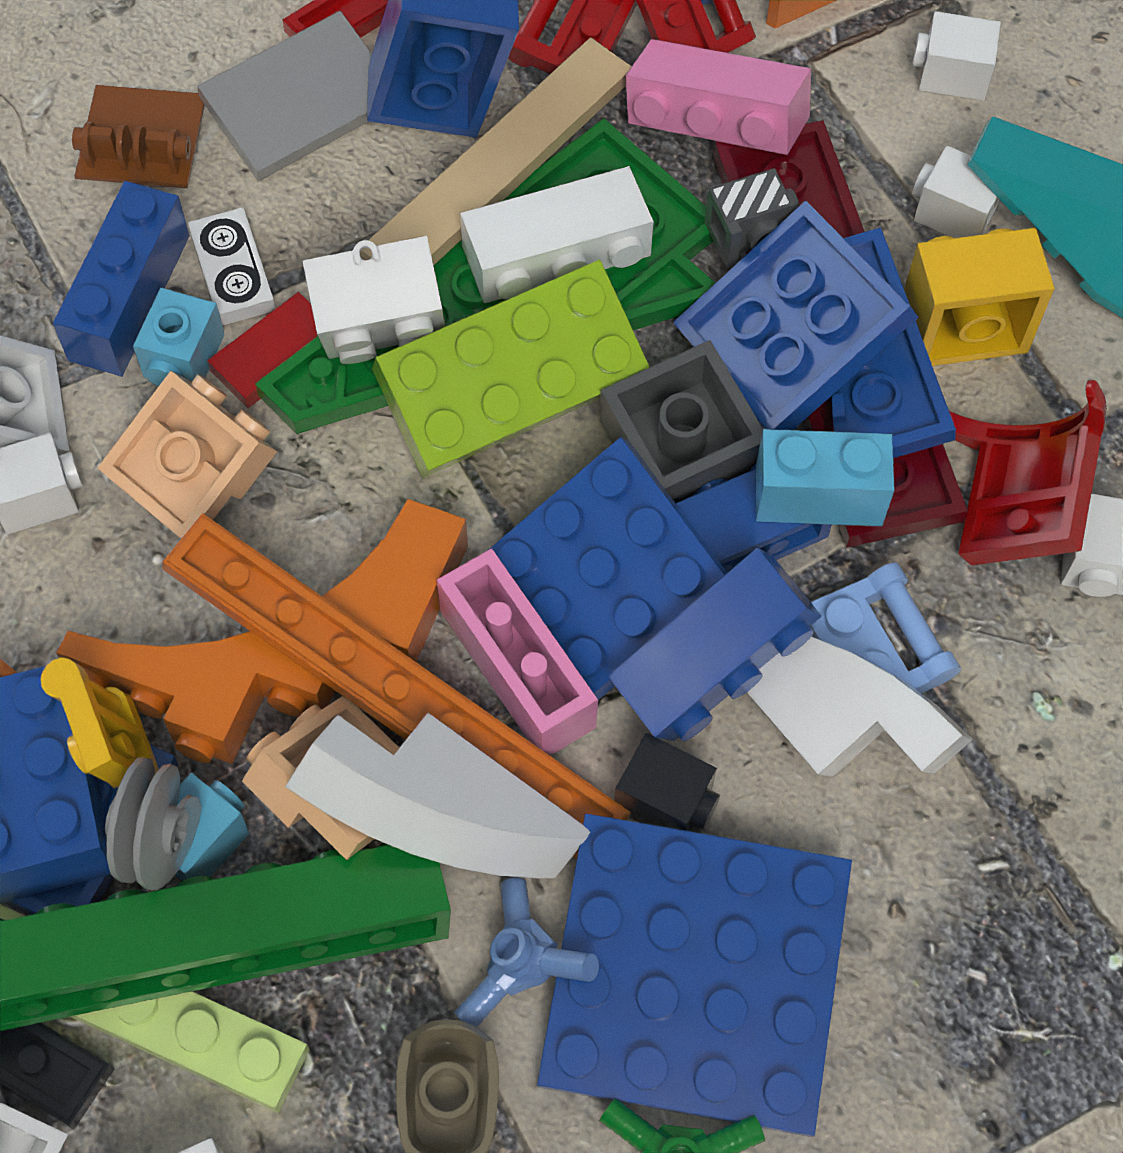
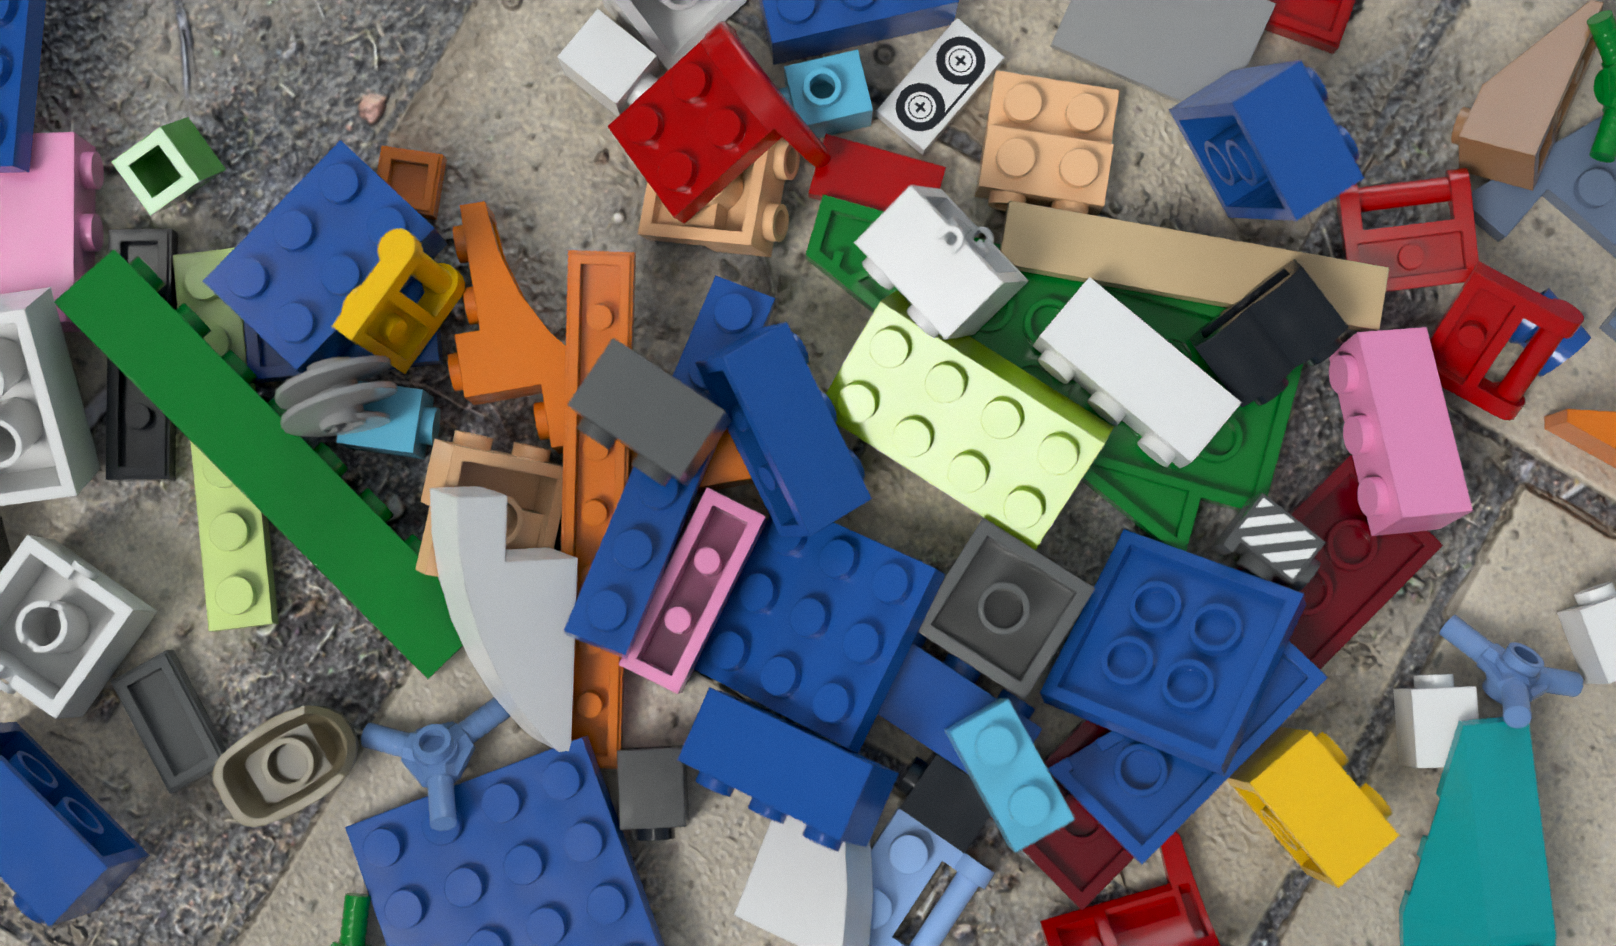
camera: 60 degrees right, 20 degrees up
(135, 423) = (709, 124): none -> red piece
(327, 209) = (1047, 144): none -> light nougat plate
(347, 565) = (648, 413): none -> dark grey brick
(404, 604) = (653, 515): none -> blue plate
(430, 489) = (785, 430): none -> blue brick
(587, 121) = (1270, 335): none -> black brick
(821, 558) = (942, 800): none -> black brick
(949, 125) = (1512, 674): none -> medium blue piece

